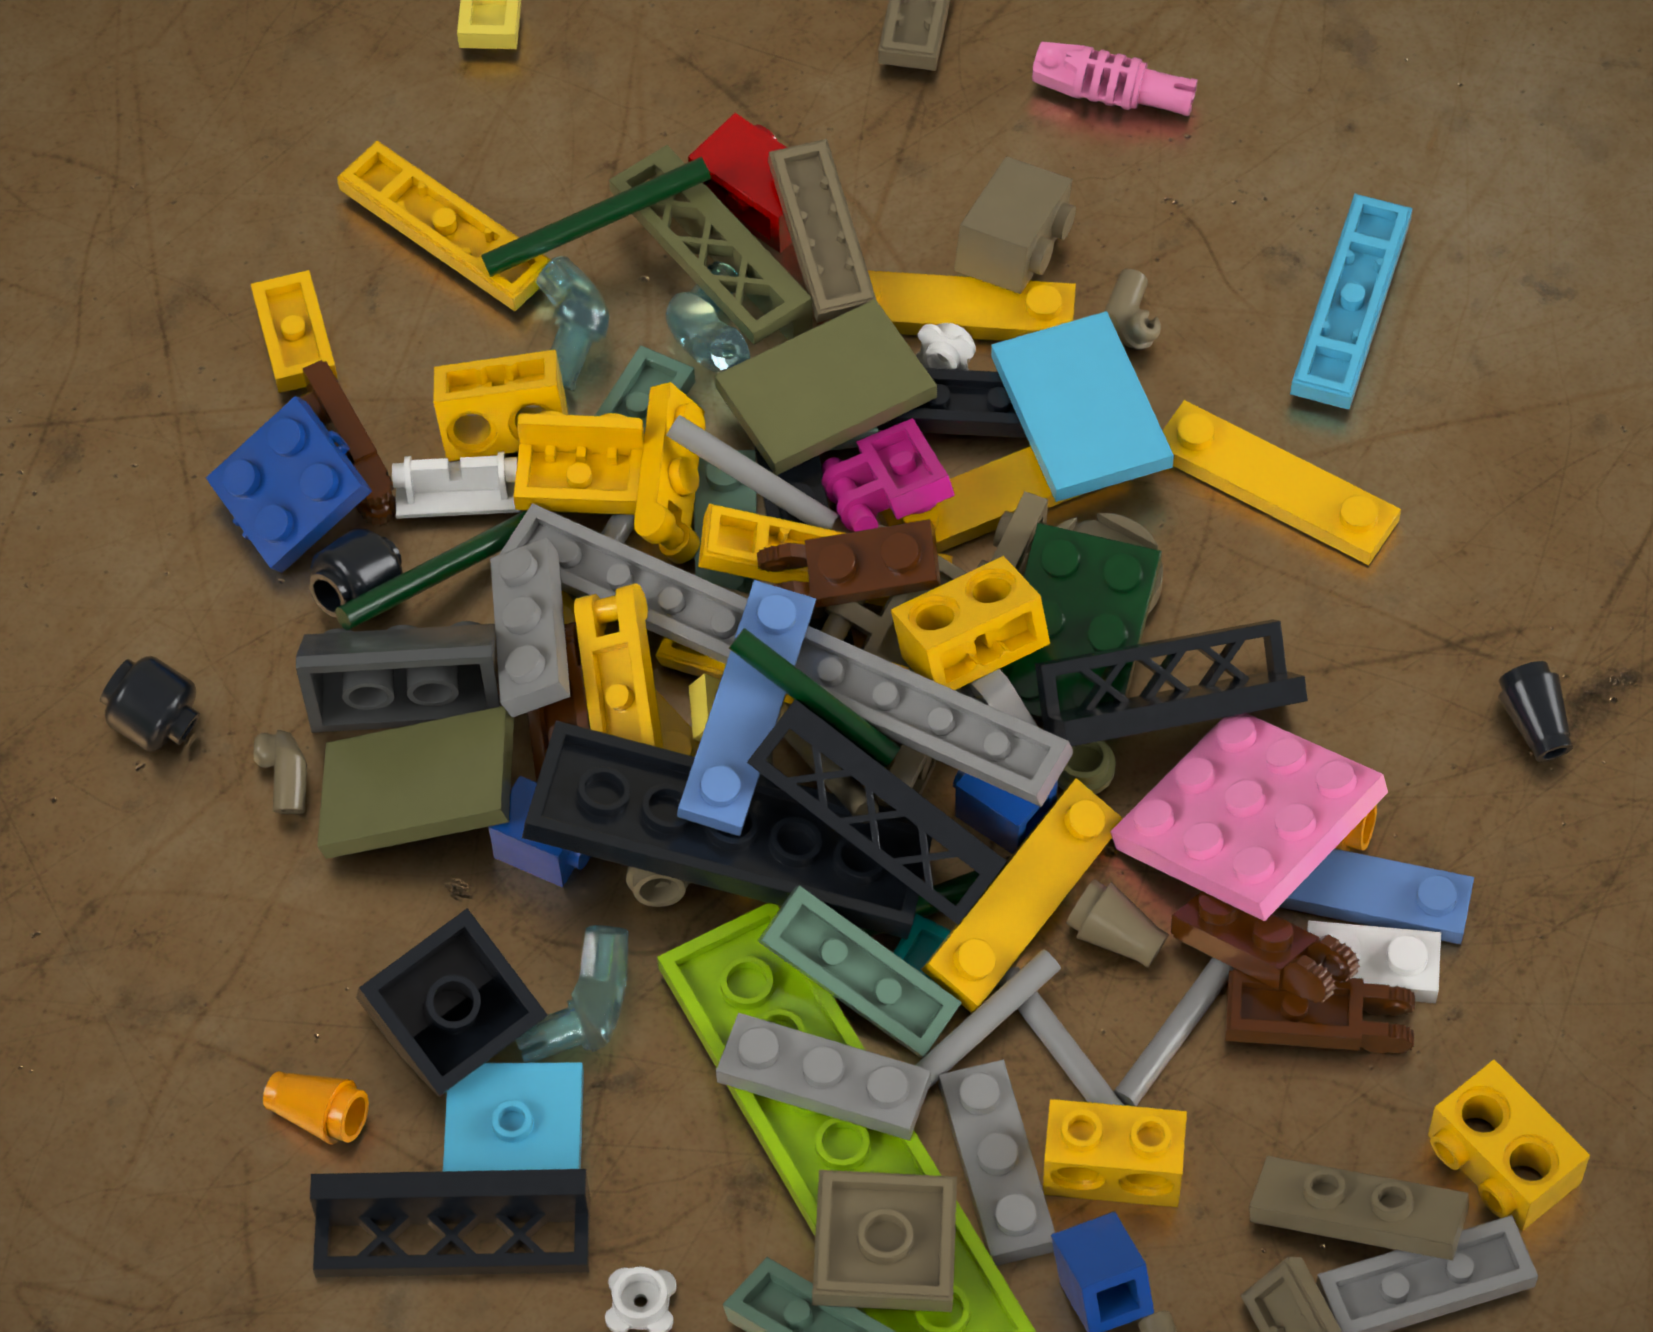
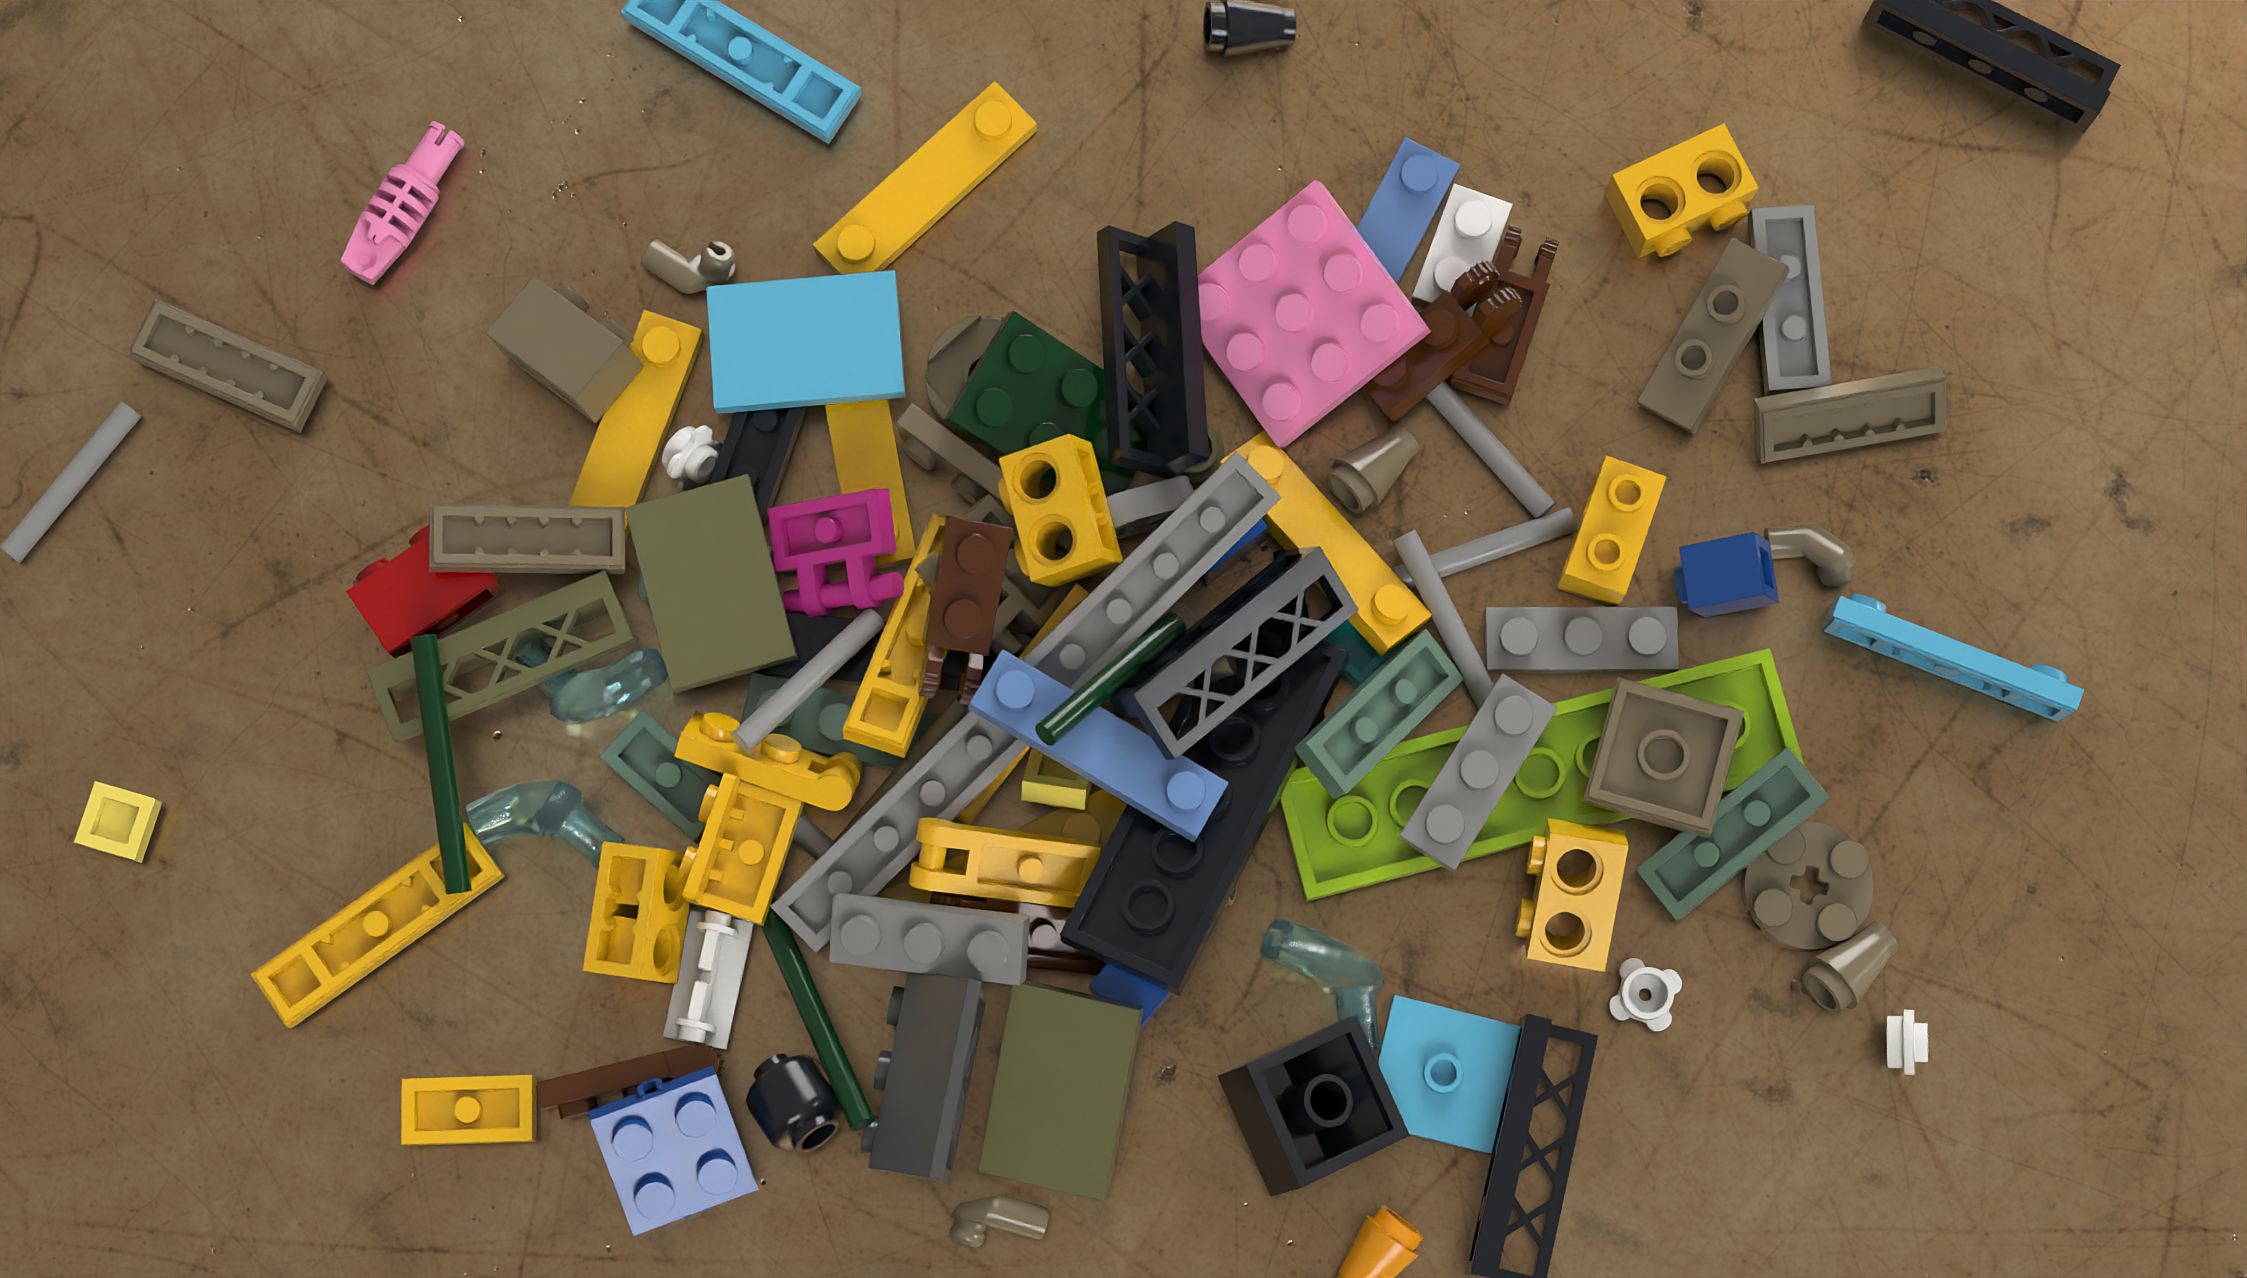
camera: 75 degrees left, 20 degrees up
(722, 1206) = (1588, 895): none -> yellow brick

